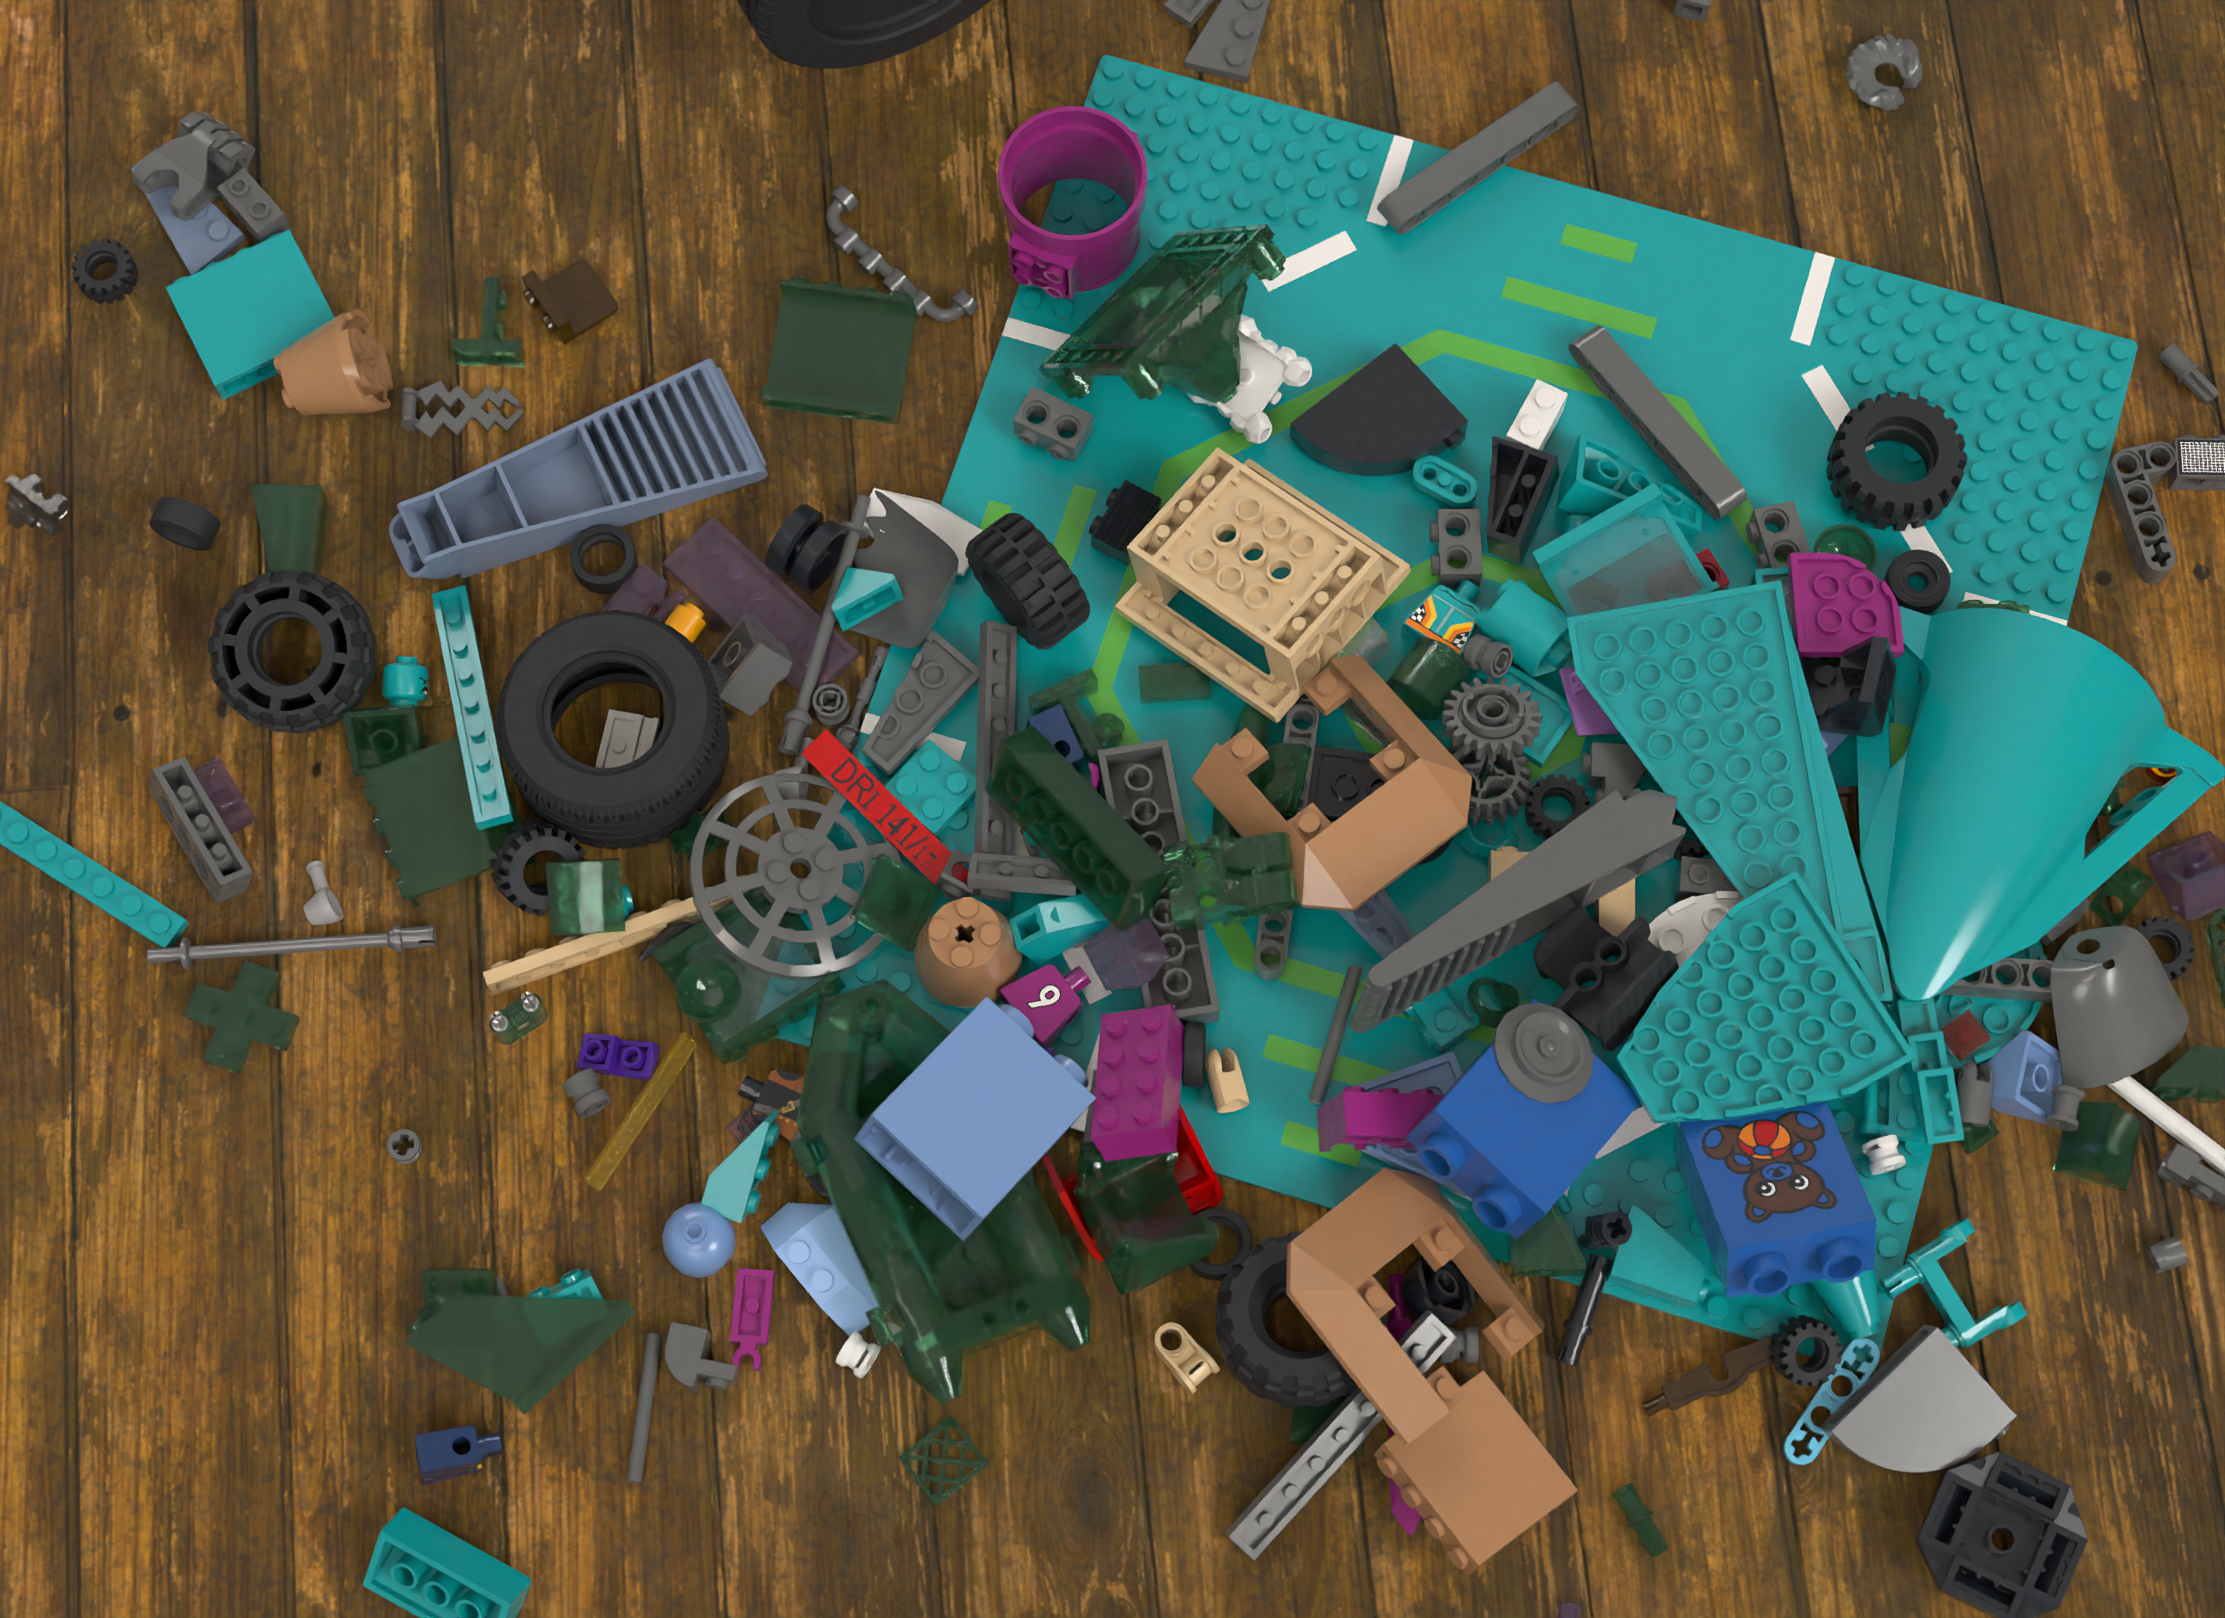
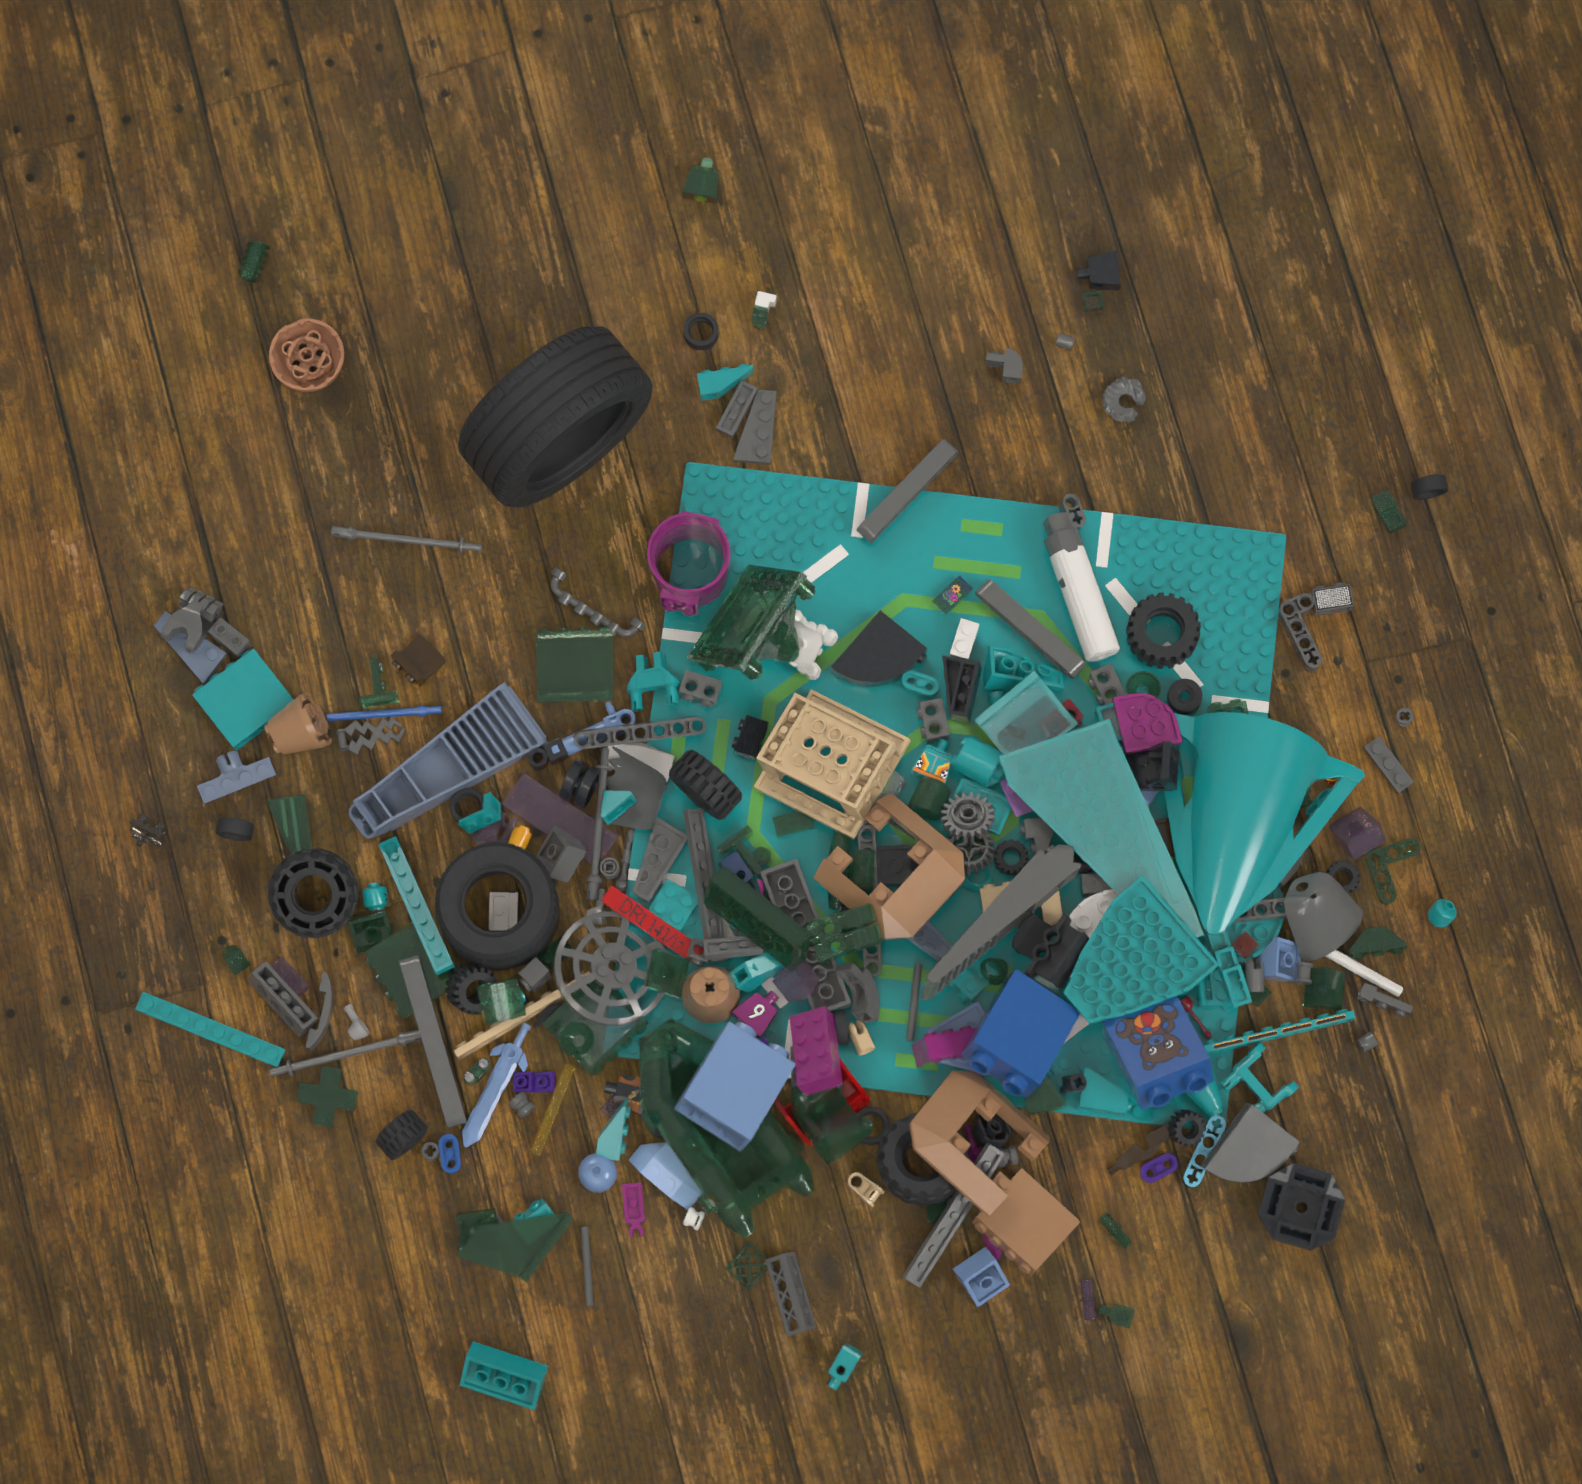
camera: 10 degrees left, 5 degrees up
(95, 256) = (145, 681): black tyre -> none
(135, 747) = (235, 959): none -> clear green plate
(208, 438) = (234, 776): none -> sand blue plate
(245, 906) = (316, 1036): none -> dark grey slope
(354, 1104) = (401, 1134): none -> black tyre
(436, 1159) = (449, 1154): none -> blue plate
(438, 1458) = (485, 1312): dark blue torso -> none
(448, 950) = (432, 1041): none -> dark grey beam
(502, 75) = (351, 533): none -> dark grey bar
(556, 384) = (421, 711): none -> blue bar
(585, 1002) = (510, 1056): none -> medium blue sword
(623, 577) = (488, 815): none -> teal bracket
(656, 866) = (534, 975): none -> dark grey brick
(686, 1359) = (604, 1236): dark grey brick -> none
(784, 488) = (560, 749): none -> piece
(945, 470) = (648, 732): none -> dark grey beam
(970, 396) = (652, 679): none -> teal connector
(1021, 1517) = (794, 1292): none -> dark grey fence
(1246, 993) = (863, 990): none -> dark grey arch
(1373, 1560) = (981, 1276): none -> medium blue slope
(1489, 656) = (960, 781): dark grey wheel -> none
(1527, 344) = (952, 595): none -> tile
(1543, 1053) = (1025, 998): dark grey piece -> none
(1583, 1311) = (1068, 1126): black pin -> none
(1739, 1419) = (1158, 1168): none -> dark purple plate
(1757, 354) = (1078, 581): none -> white piece
(1843, 1124) = (1187, 1005): none -> dark red hinge
(1883, 1154) = (1212, 1016): white wheel -> none
(2014, 1206) = (1285, 1030): none -> teal plate
(2129, 886) = (1320, 846): clear green bracket -> none
(2188, 373) = (1316, 548): dark grey axle -> none

